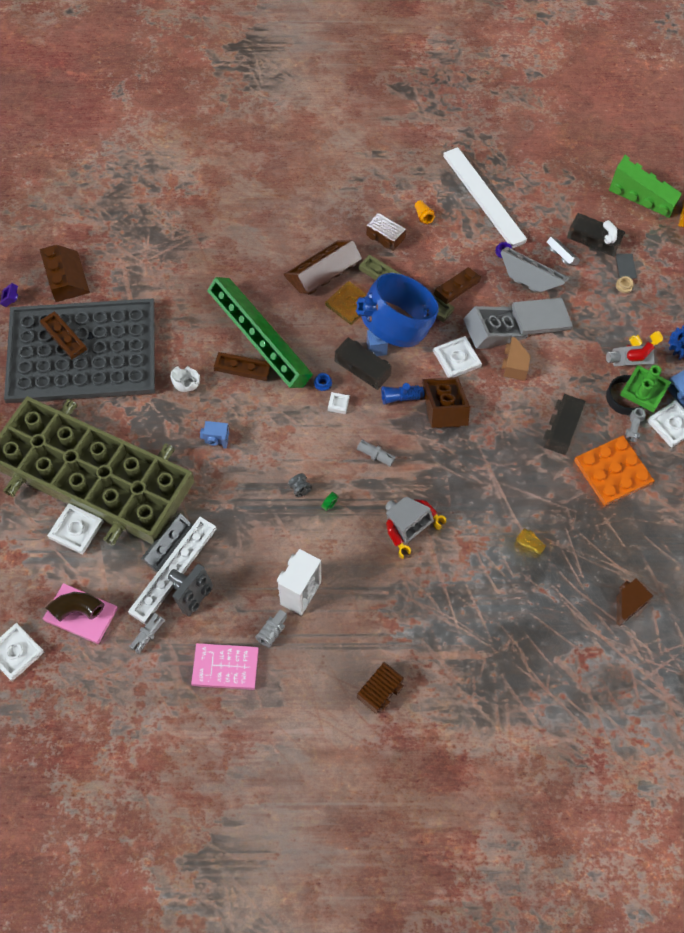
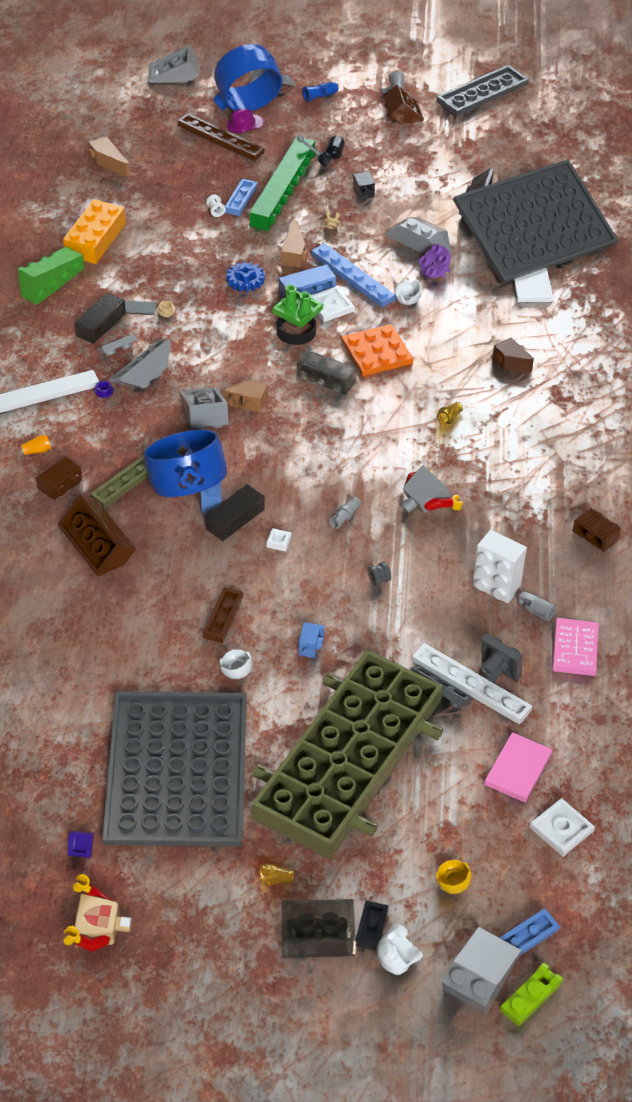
camera: 85 degrees left, 15 degrees down
(63, 335) = (161, 775): reddish brown plate -> none
(64, 272) = (56, 788): reddish brown slope -> none
(75, 528) = (419, 769): white plate -> none
(75, 602) = (514, 762): dark brown cylinder -> none
(146, 633) = (543, 707): light grey pin -> none
(260, 332) = (181, 593): green brick -> none
(322, 377) = (252, 548): blue plate -> none
(330, 501) = (399, 551): green tile -> none
(344, 302) = (148, 520): clear yellow tile -> none
(403, 393) = (276, 487): blue piece -> none
(446, 402) = (291, 452): reddish brown slope -> none
(457, 285) = (144, 427): reddish brown plate -> none
(457, 357) = (237, 441): white tile -> none
(541, 316) = (195, 371): light grey tile -> none
(612, 232) = (111, 298): white arm -> none
(634, 353) = (261, 308): torso -> none
(635, 417) = (322, 325): light grey bar -> none

